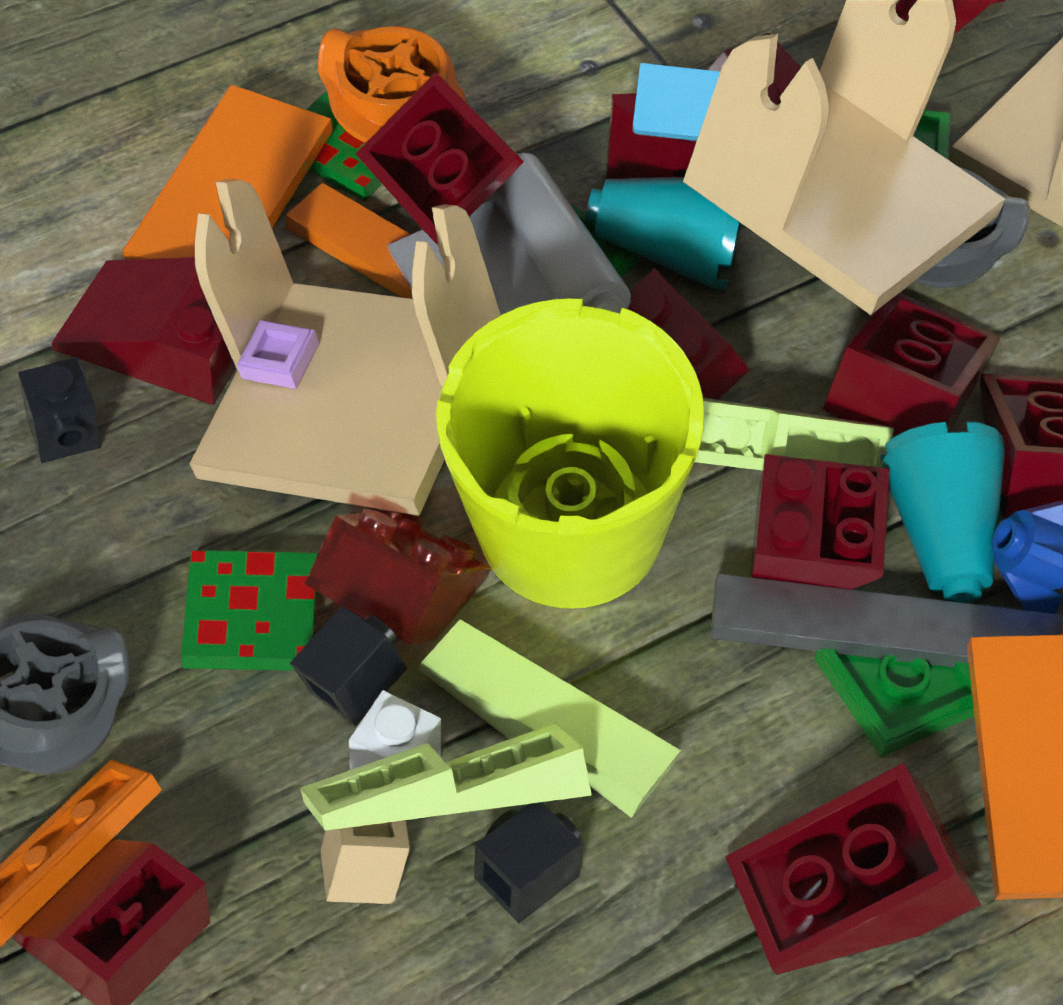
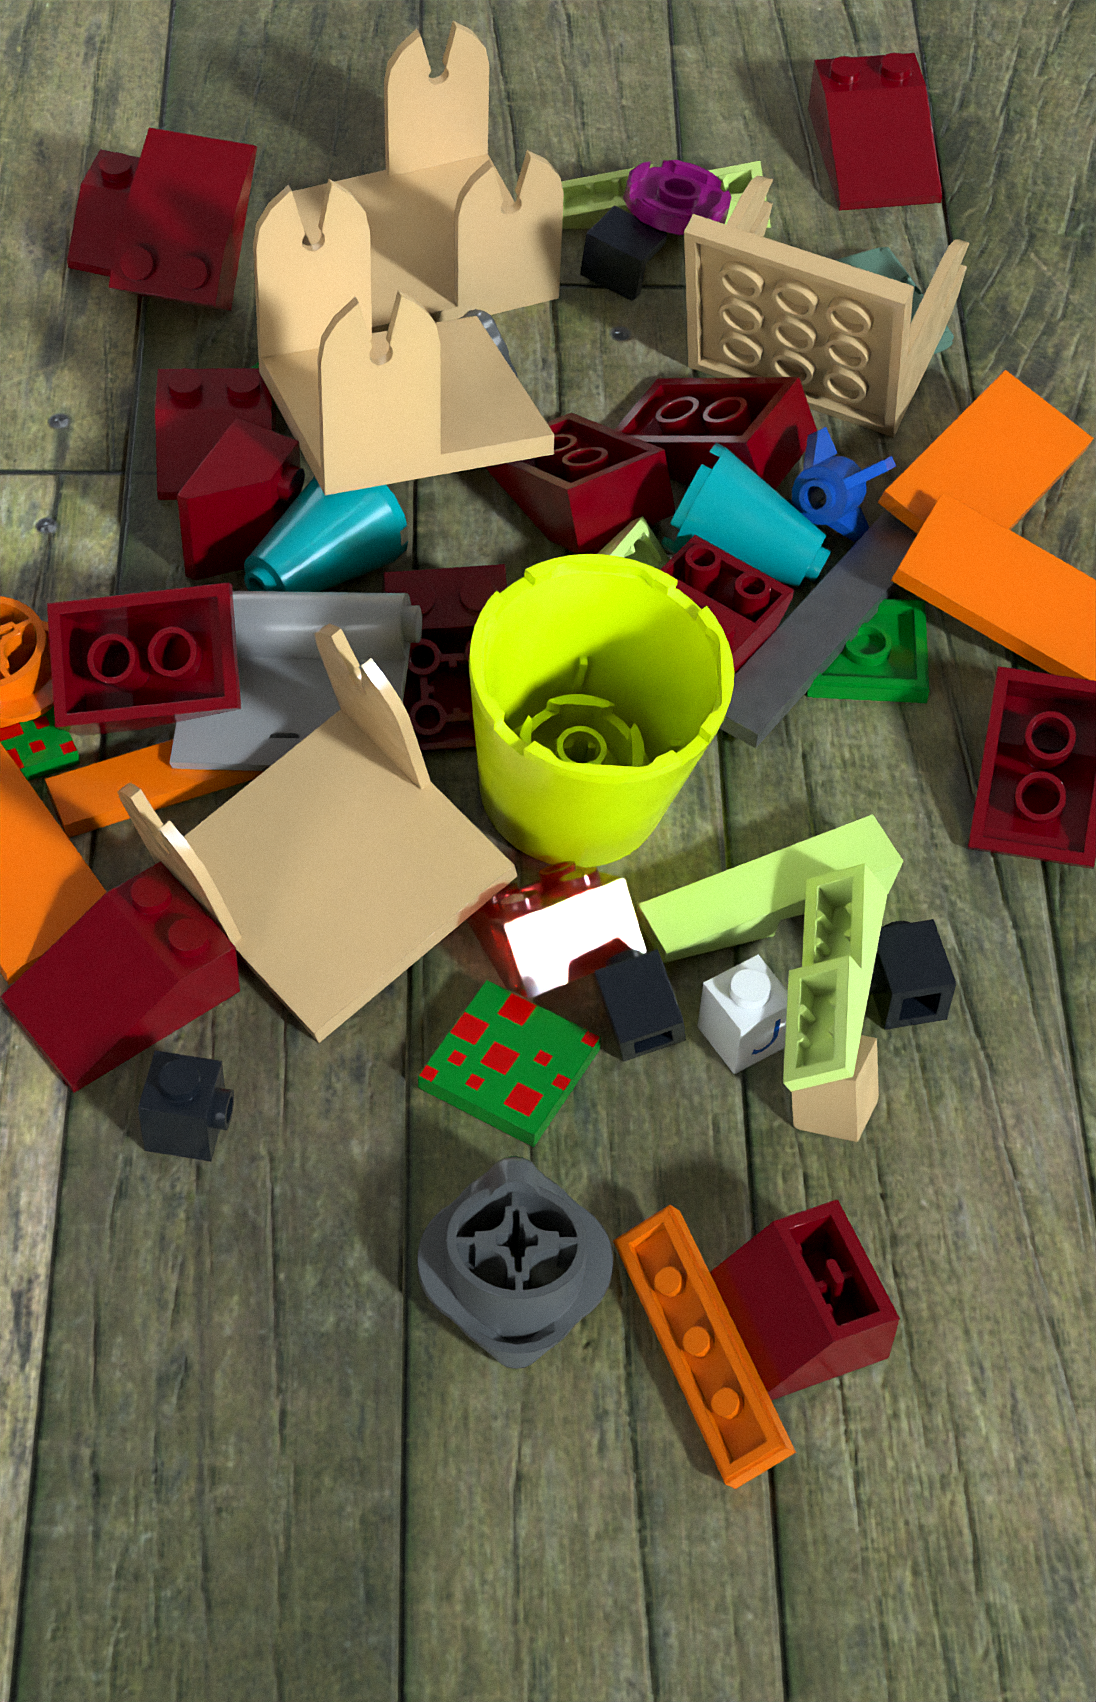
camera: 60 degrees left, 0 degrees up
(278, 354) = (257, 897): lavender tile -> none
(672, 101) = (260, 437): medium azure panel -> none

